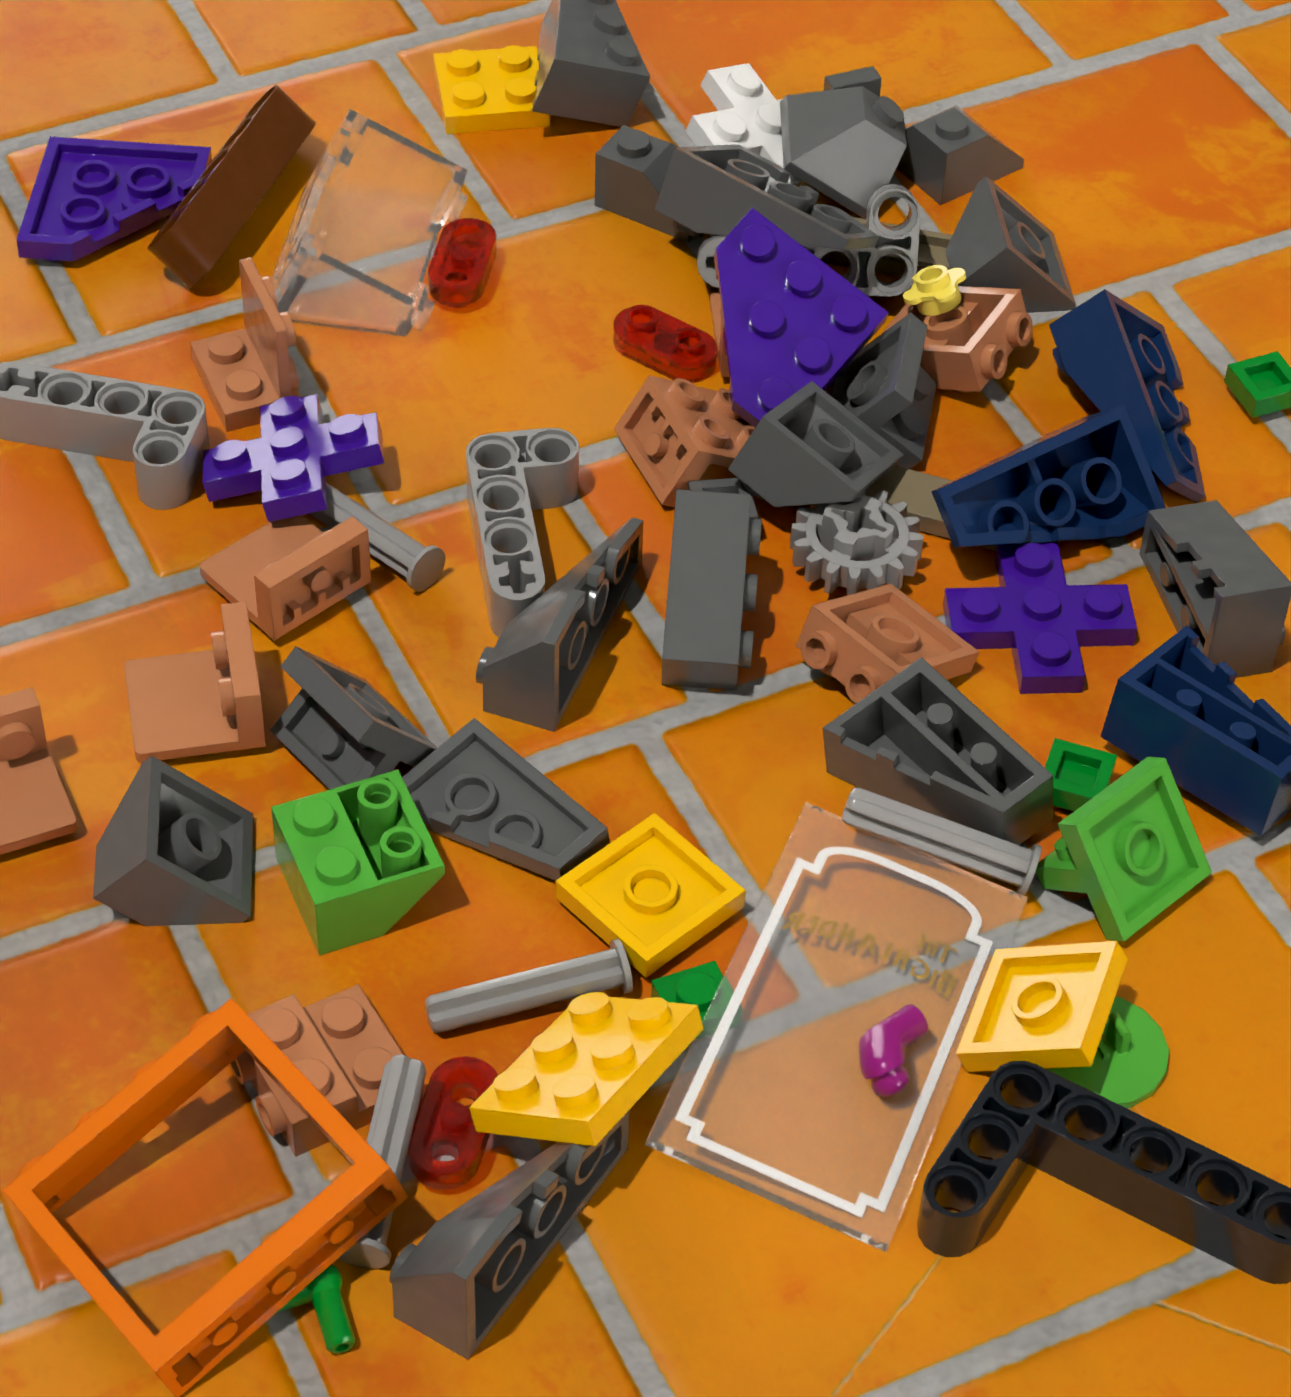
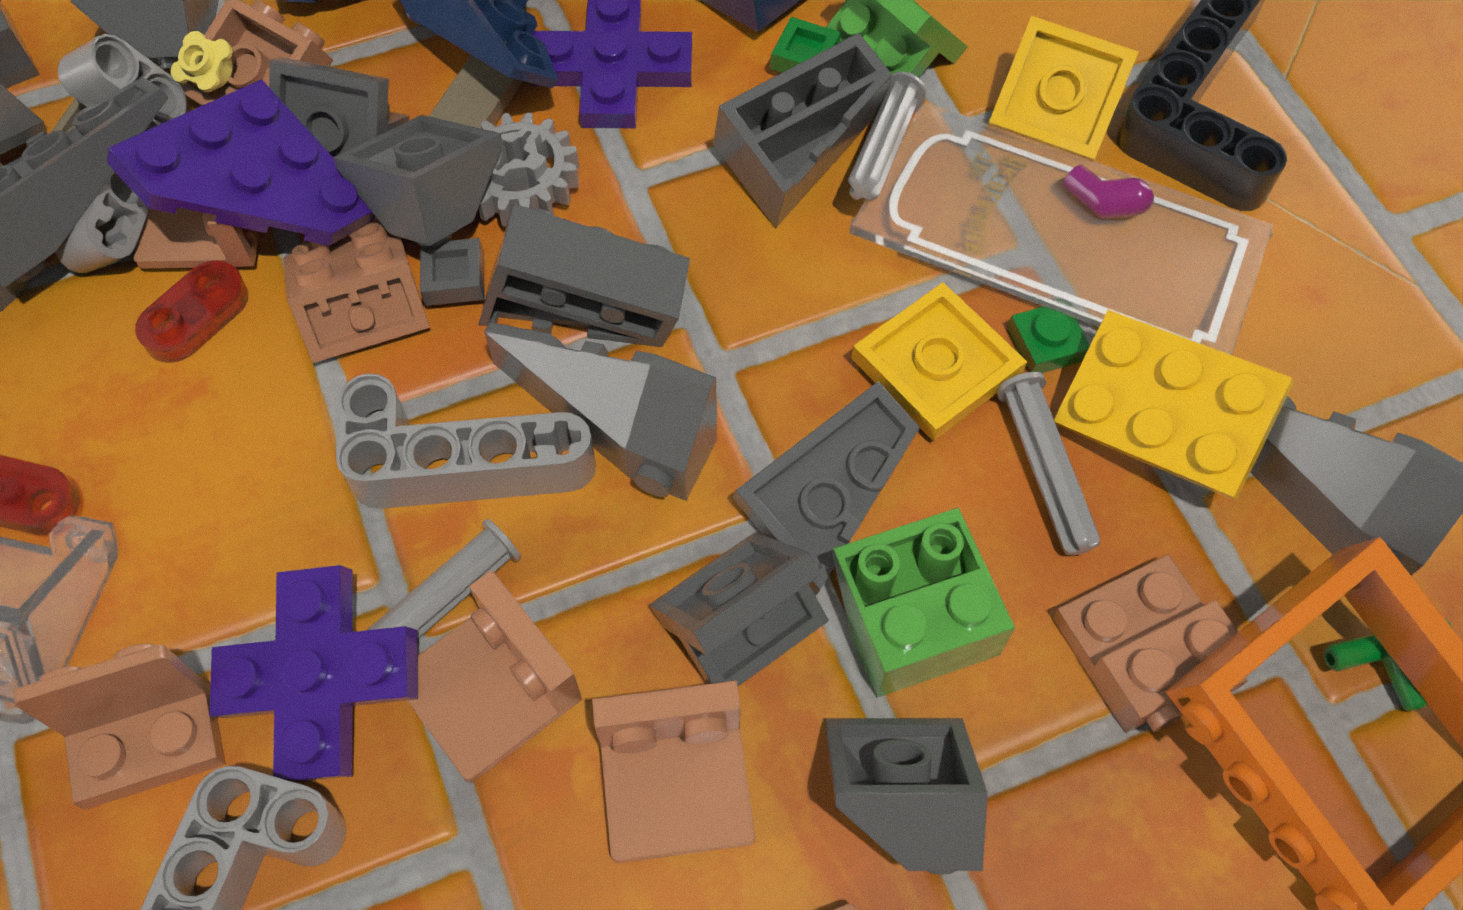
camera: 85 degrees left, 15 degrees up
(390, 1138) = (1248, 577): light grey axle -> none
(448, 1127) = (1205, 527): clear red plate -> none
(876, 636) = (658, 159): nougat plate -> none

